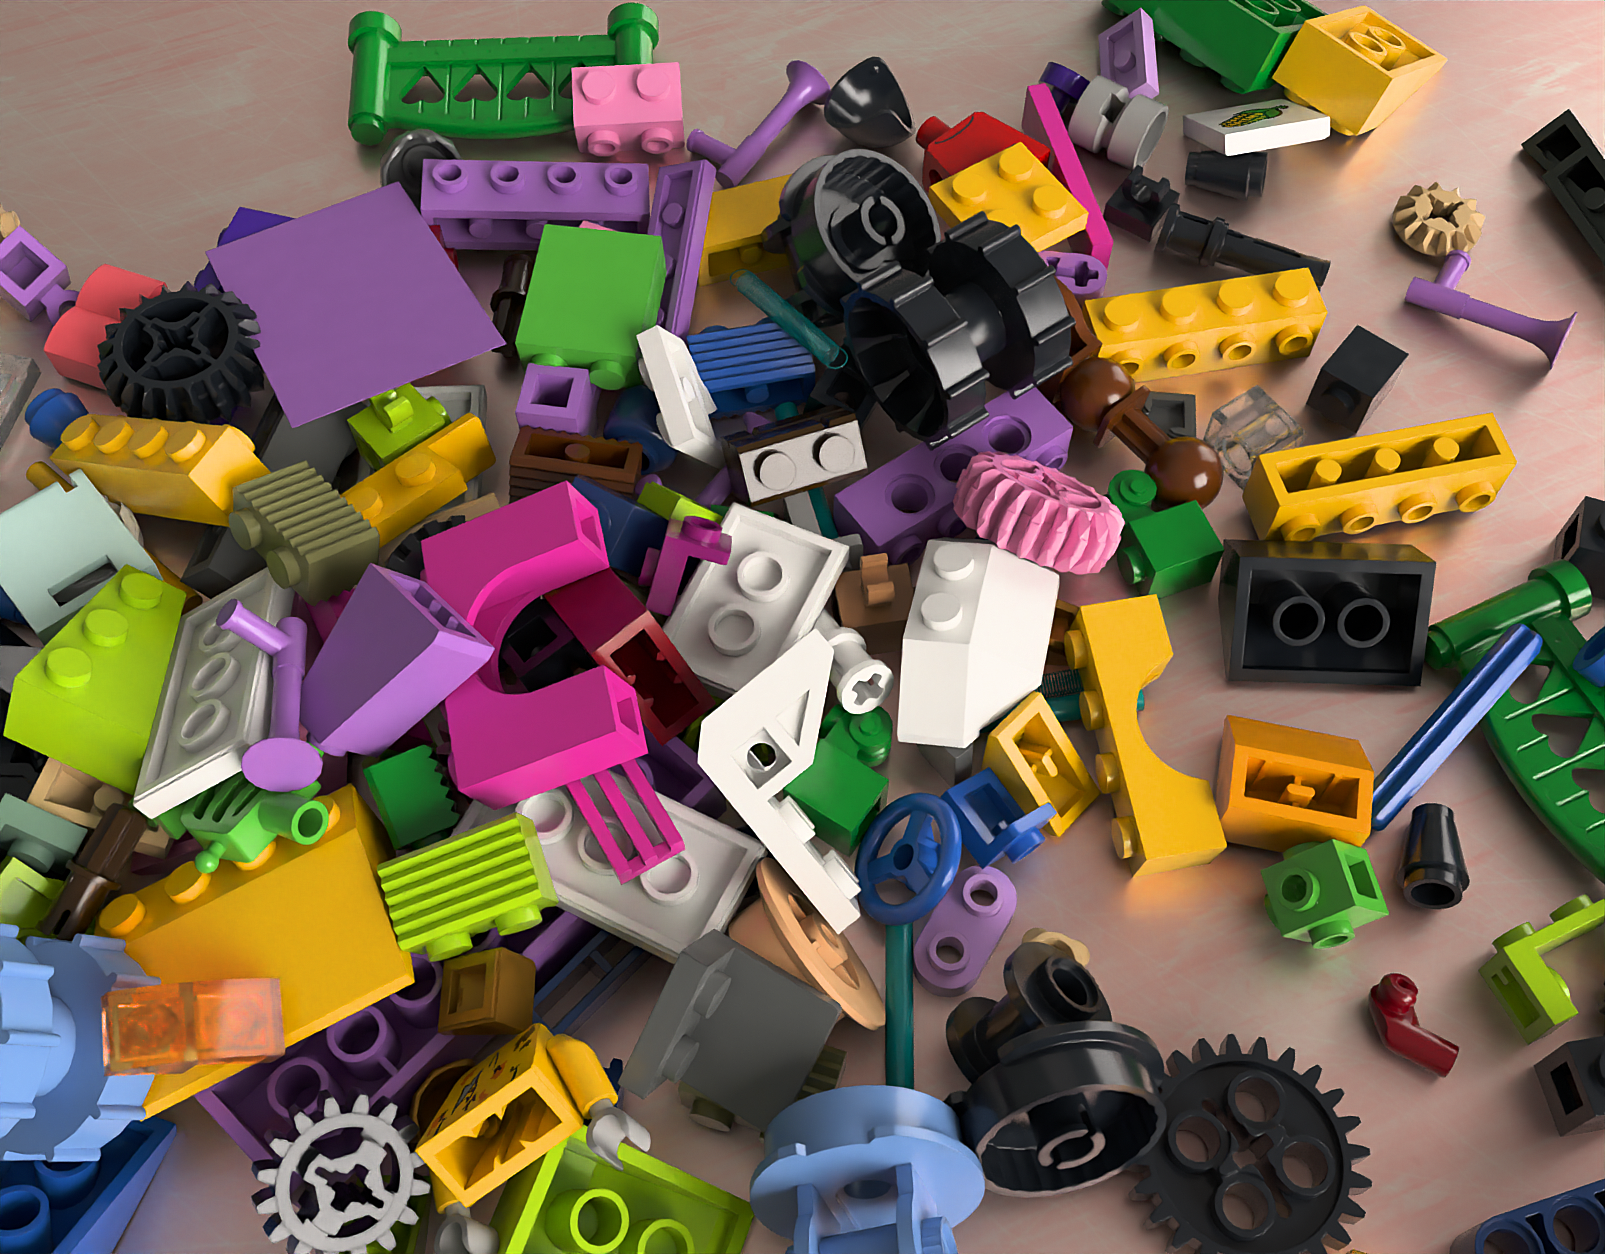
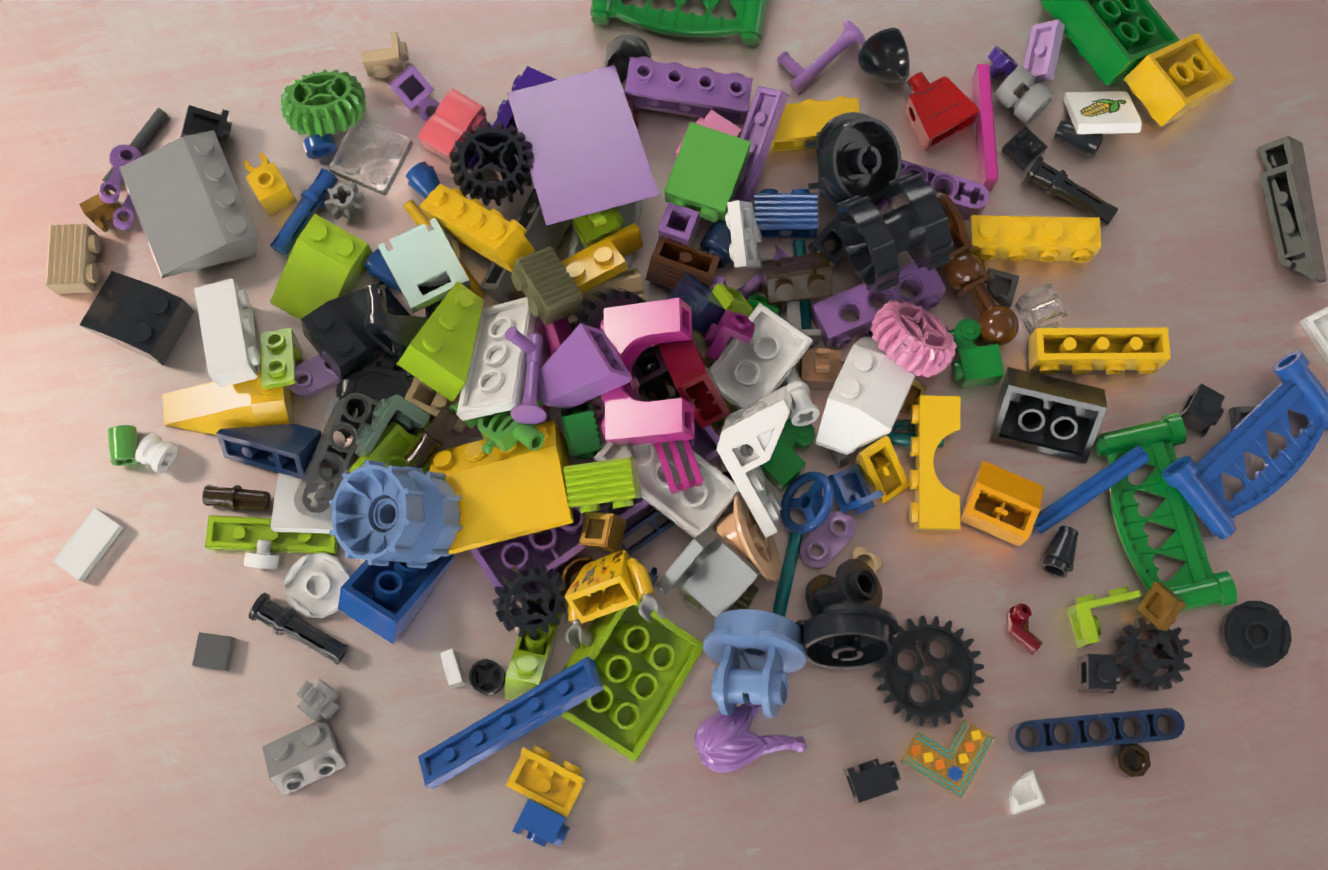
camera: 15 degrees right, 15 degrees up
(191, 1025) = (477, 524): clear orange slope -> none
(510, 299) = (665, 149): dark brown axle -> none
(628, 108) = (748, 34): bright pink bracket -> none
(790, 318) = (807, 183): teal piece -> none
(1011, 190) = (944, 147): yellow plate -> none
(1322, 893) = (1000, 560): bright green brick -> none
(1356, 379) = (1108, 285): black brick -> none
(1436, 235) = (1185, 201): tan gear -> none
(1442, 298) = (1175, 242): medium lavender piece -> none

